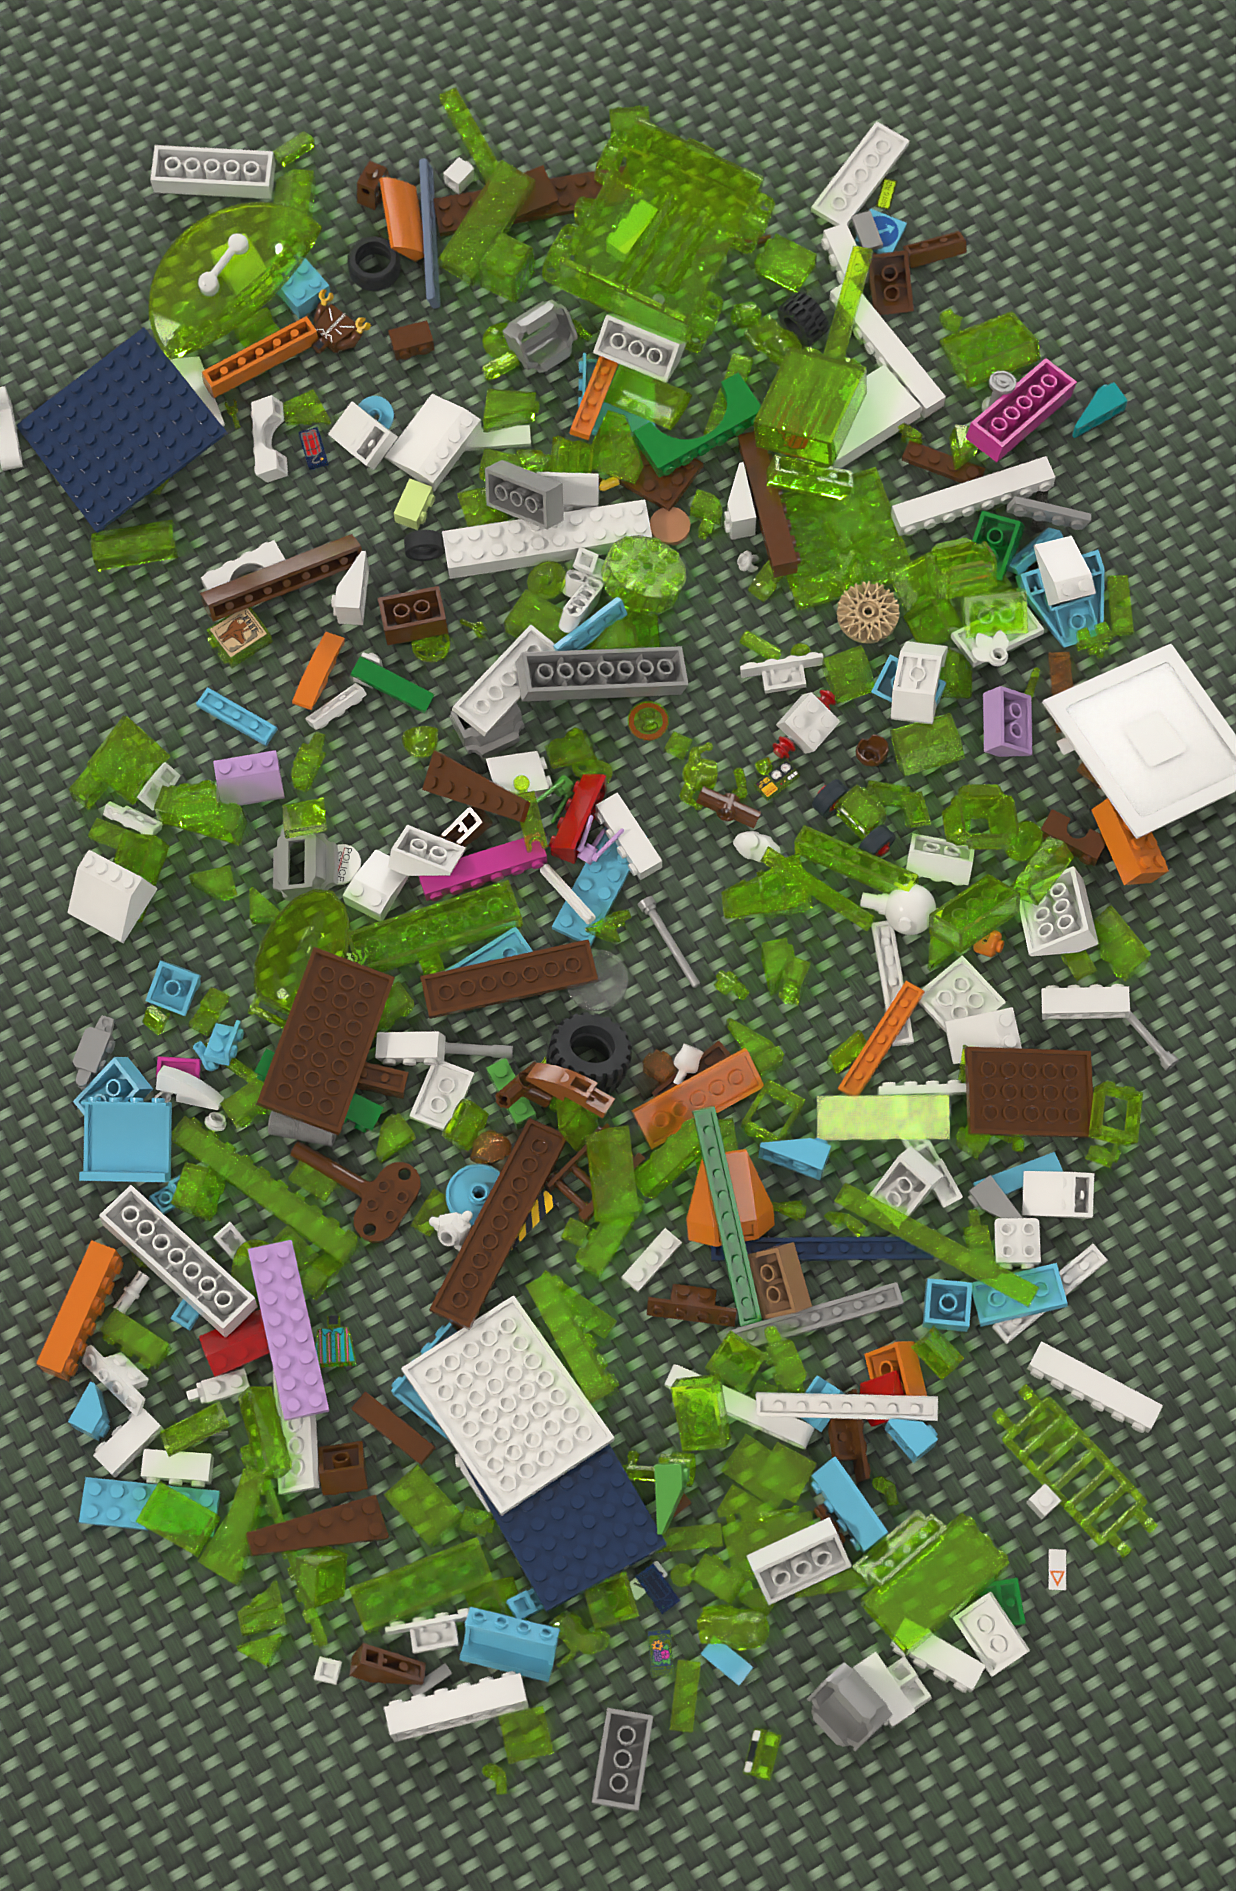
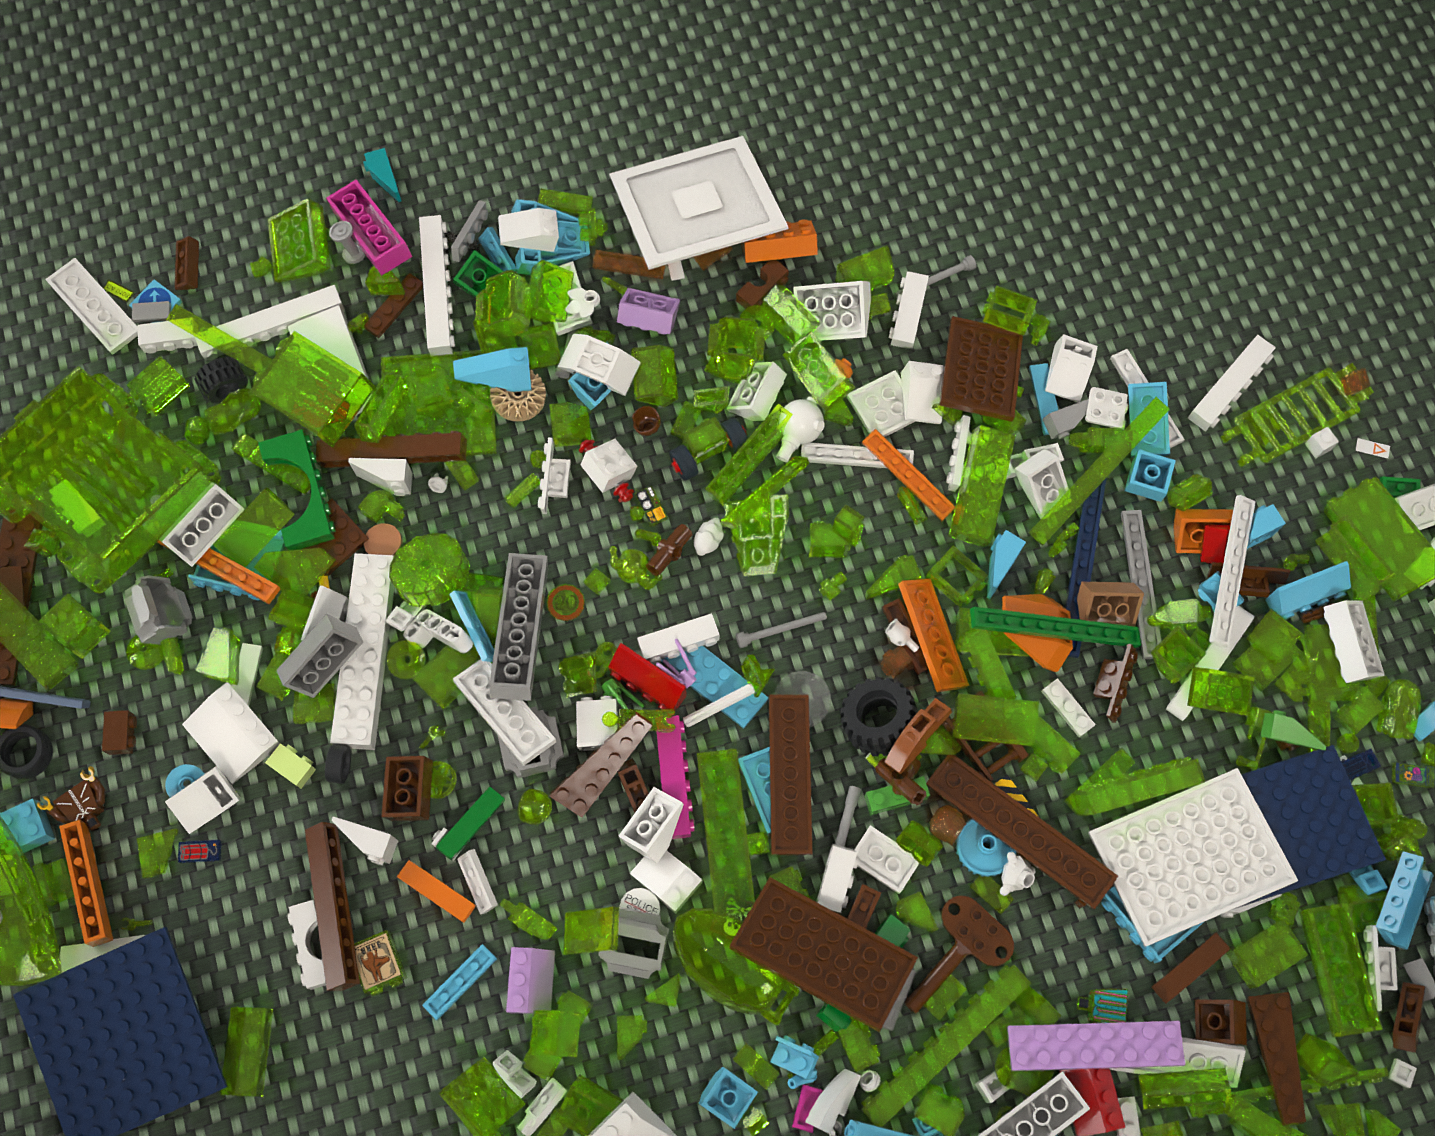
camera: 80 degrees left, 0 degrees up
(266, 417) = (152, 889): white arch -> none
(885, 584) = (498, 369): none -> medium azure wedge
(890, 283) = (209, 302): reddish brown slope -> none
(1134, 1533) = (1355, 381): none -> clear orange slope

